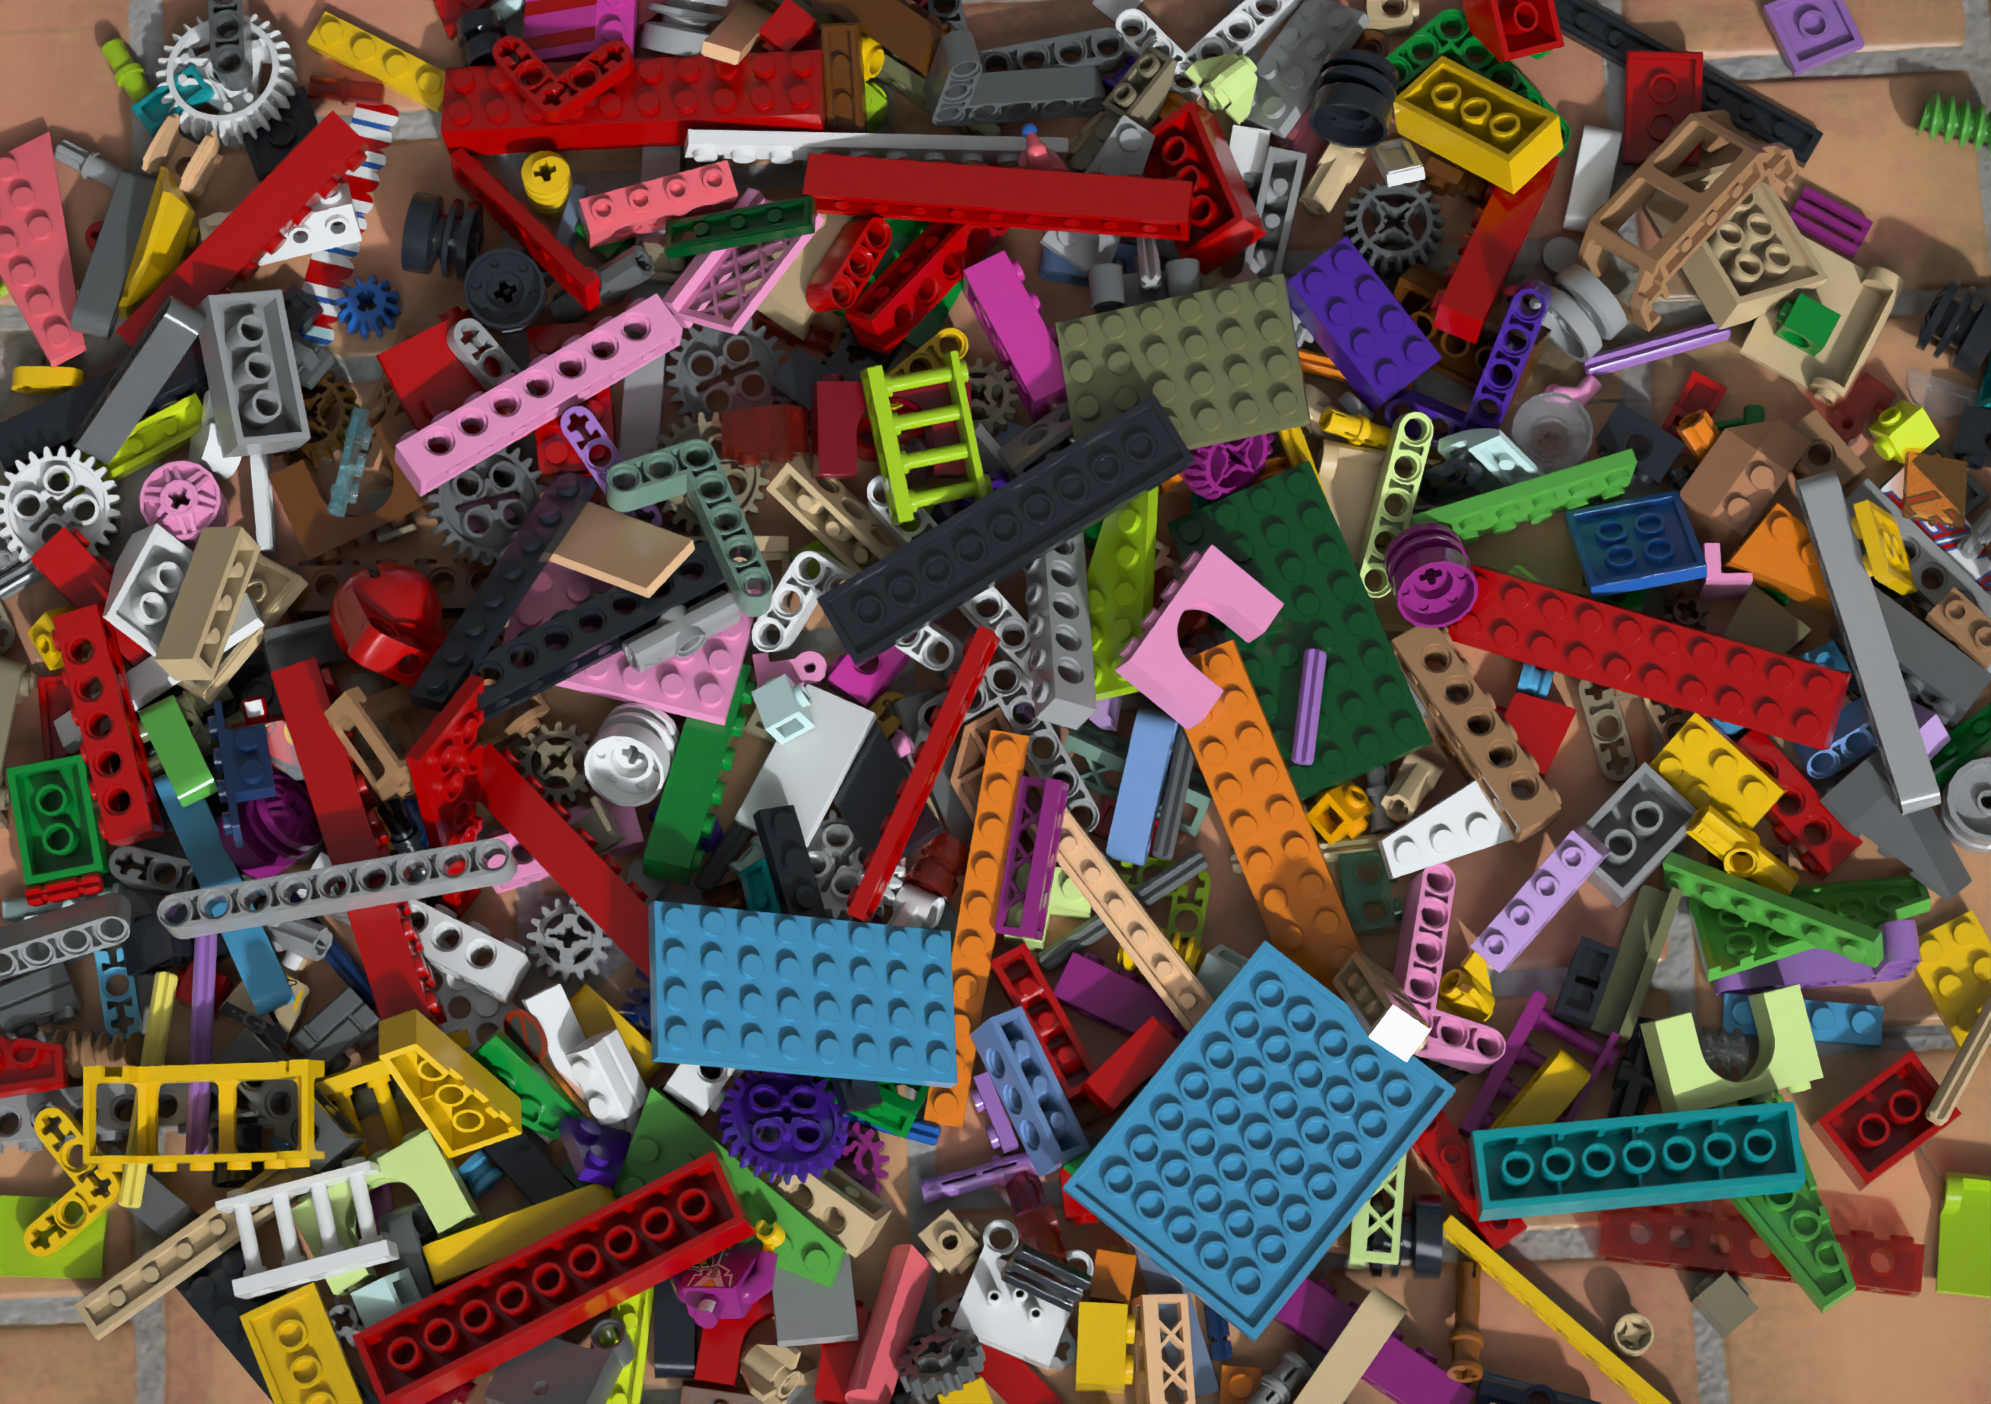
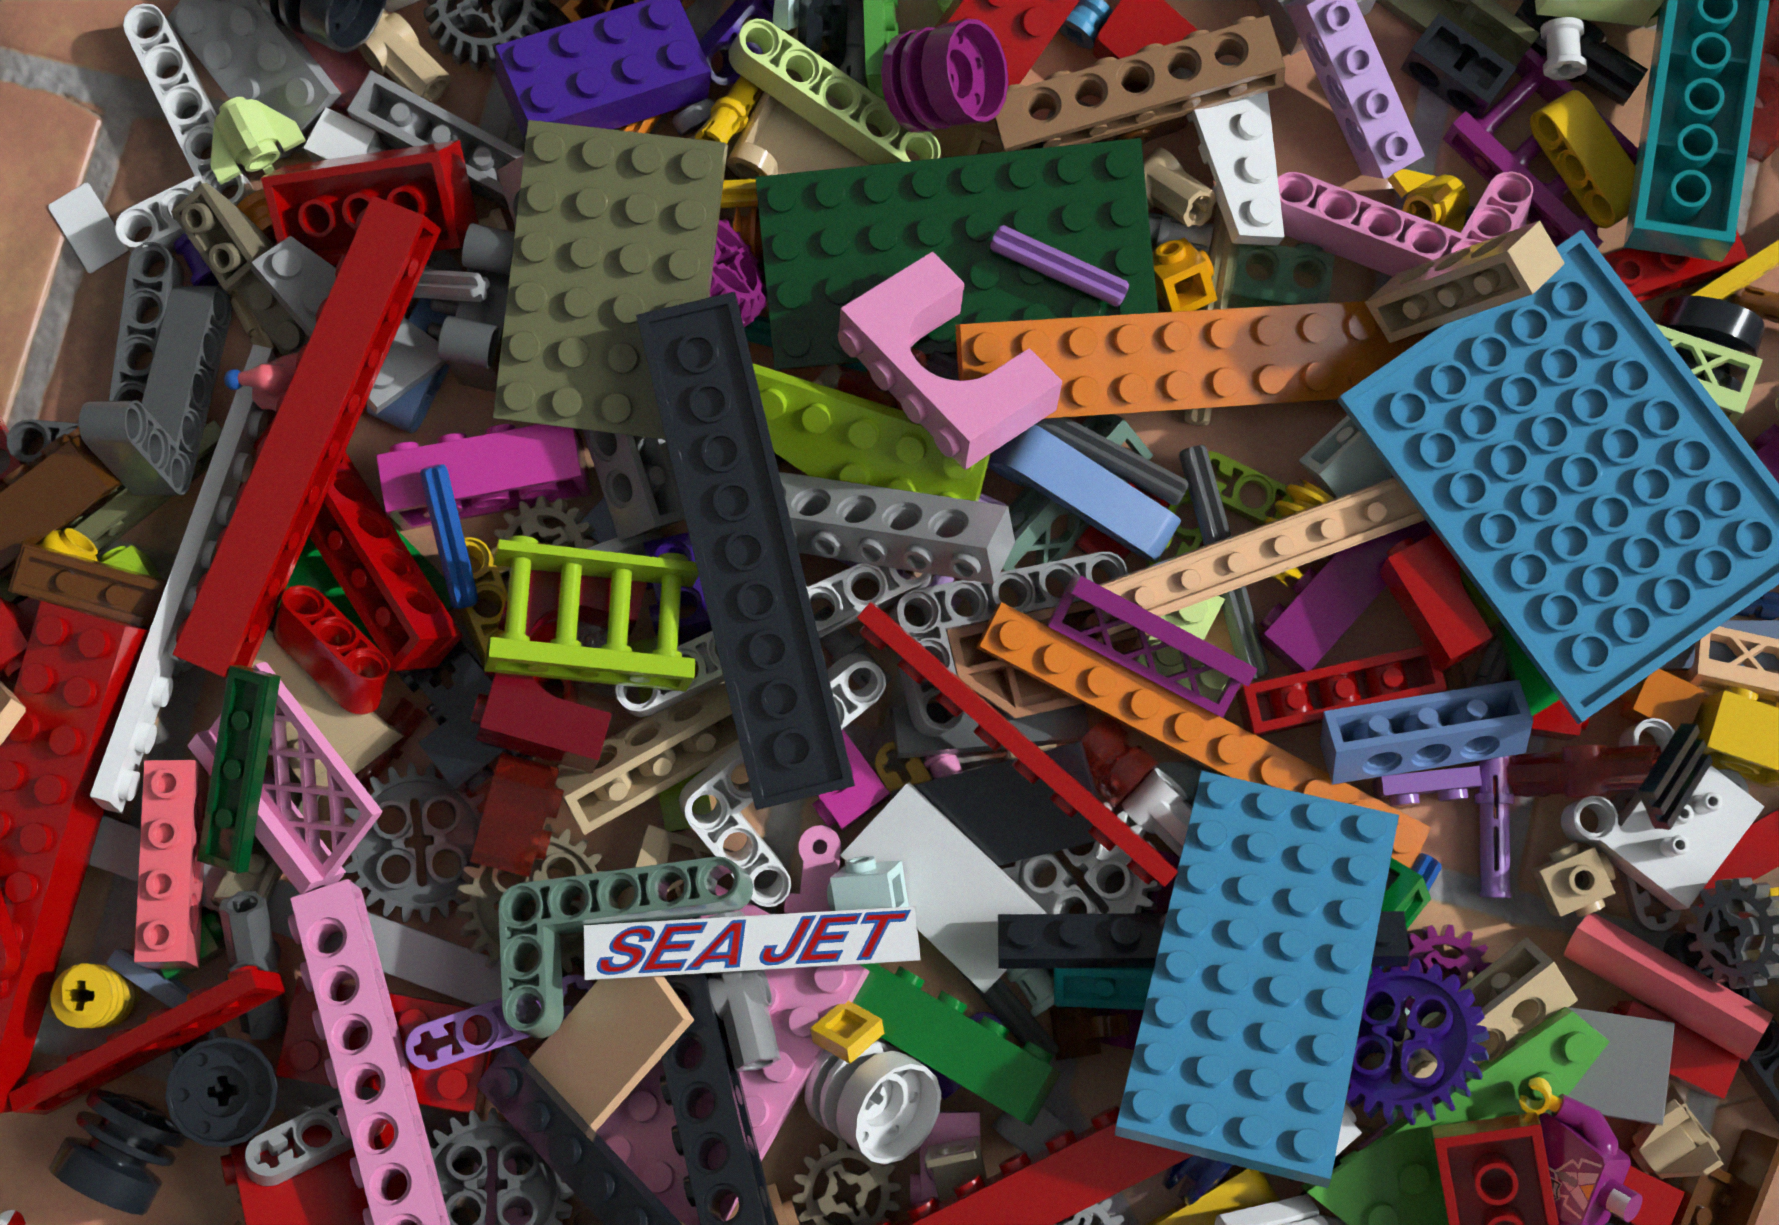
camera: 75 degrees left, 5 degrees up
(674, 716) = (847, 1031): none -> yellow plate
(718, 626) = (750, 943): none -> sticker
(958, 321) = (449, 536): none -> blue axle
(1621, 1056) = (1563, 48): none -> white bush

